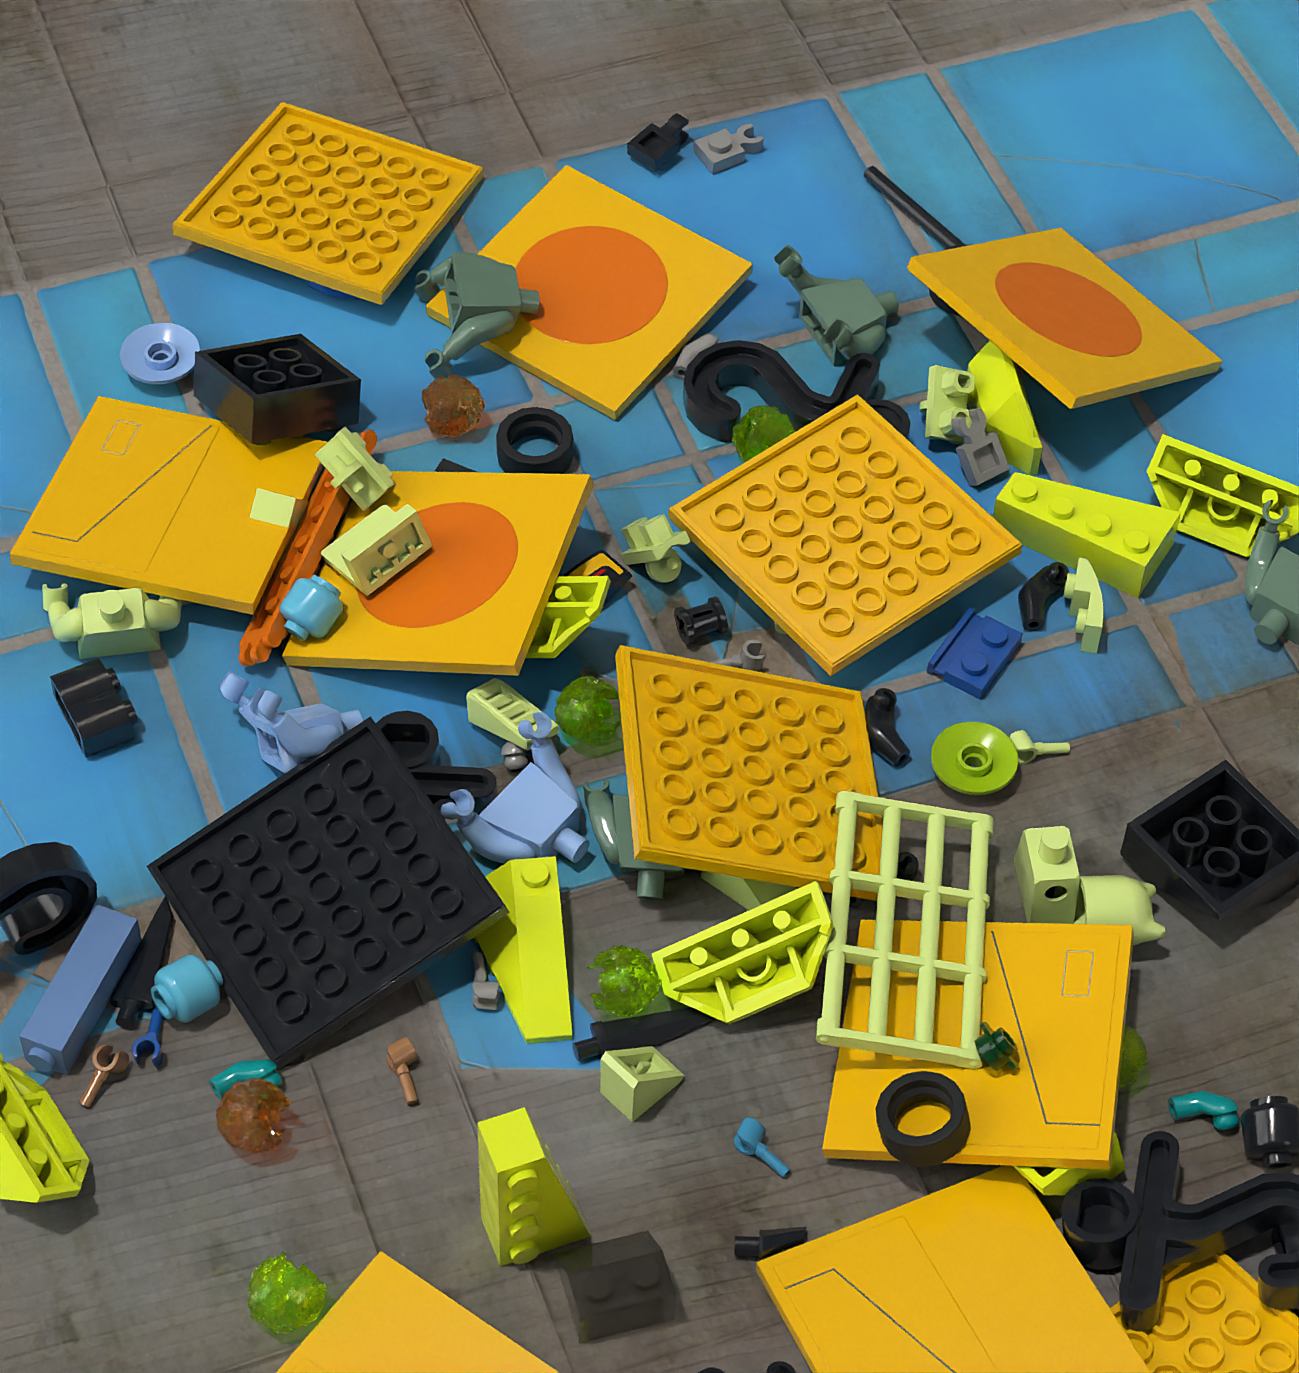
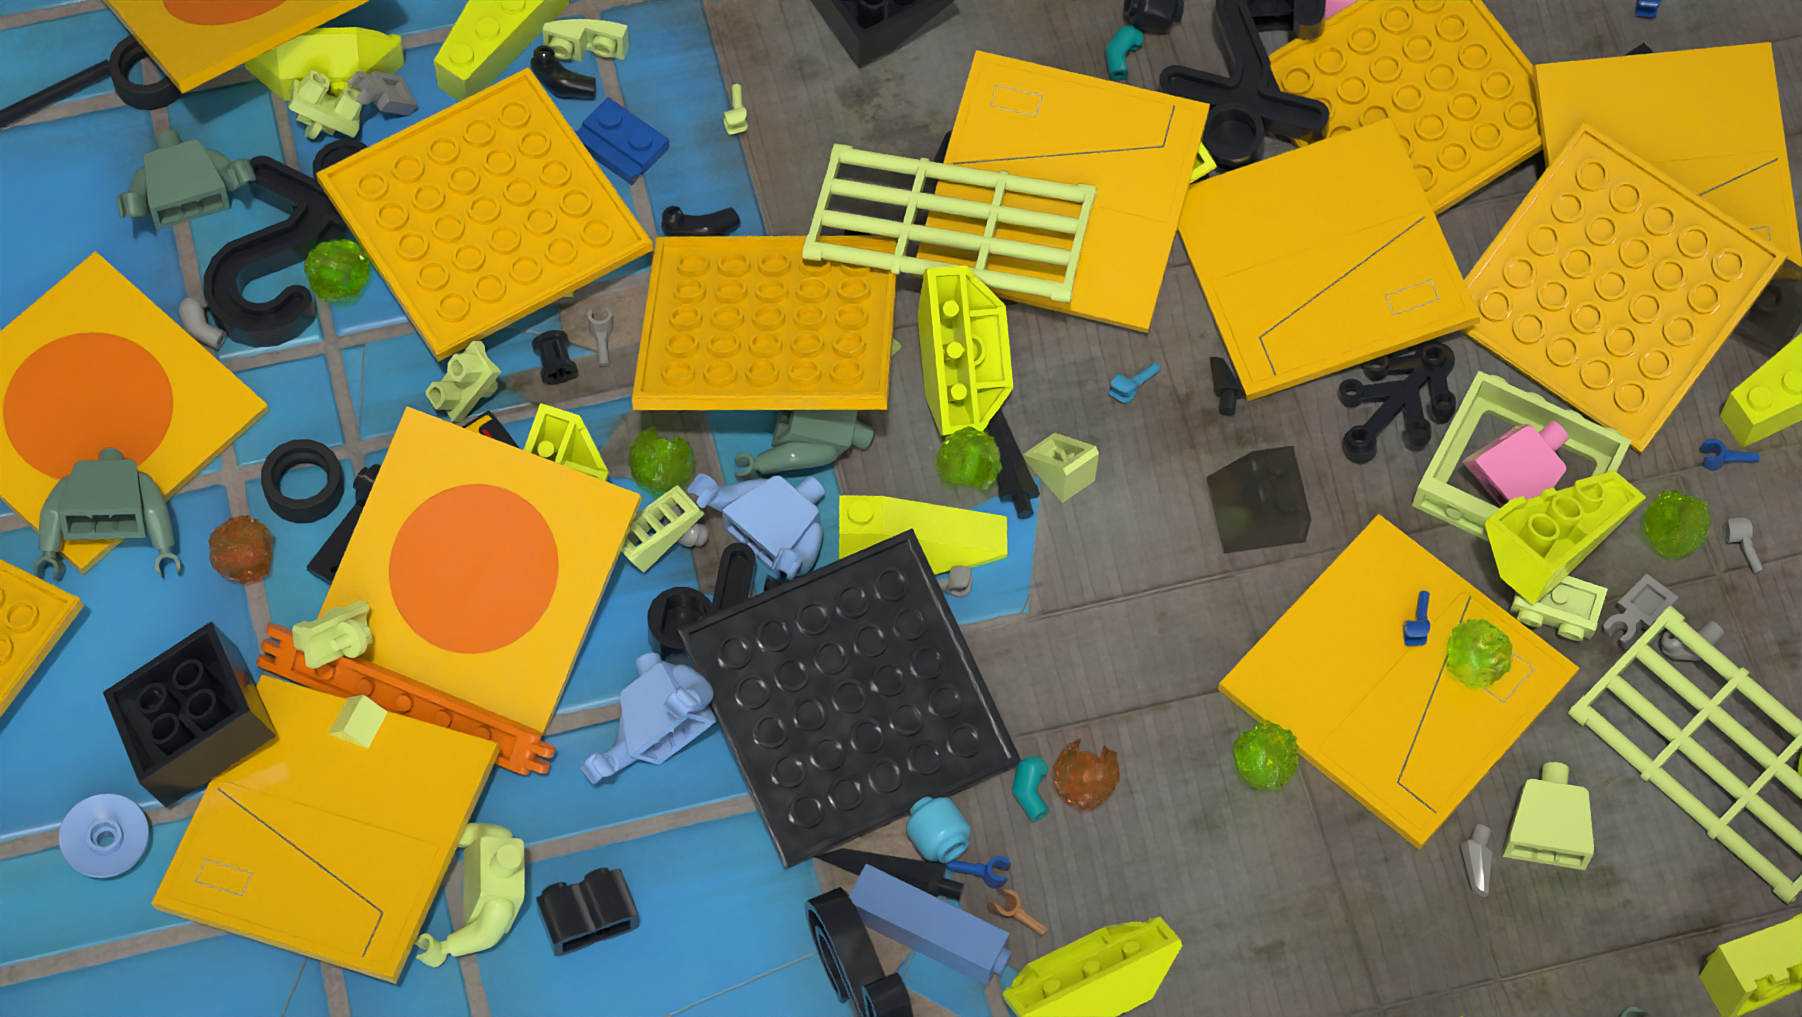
camera: 85 degrees left, 10 degrees up
(311, 607) = (506, 690): medium azure head -> none
(378, 547) = (439, 624): yellowish green bracket -> none
(399, 1057) = (1020, 659): medium nougat hand -> none
(523, 1191) = (1205, 543): neon yellow wedge -> none
(918, 1088) = (1149, 207): black tyre -> none
(979, 746) = (752, 142): lime dish -> none
(996, 1047) = (1090, 168): dark green plate -> none
(1044, 861) = (889, 117): yellowish green torso -> none
(1118, 902) = (934, 64): yellowish green piece -> none

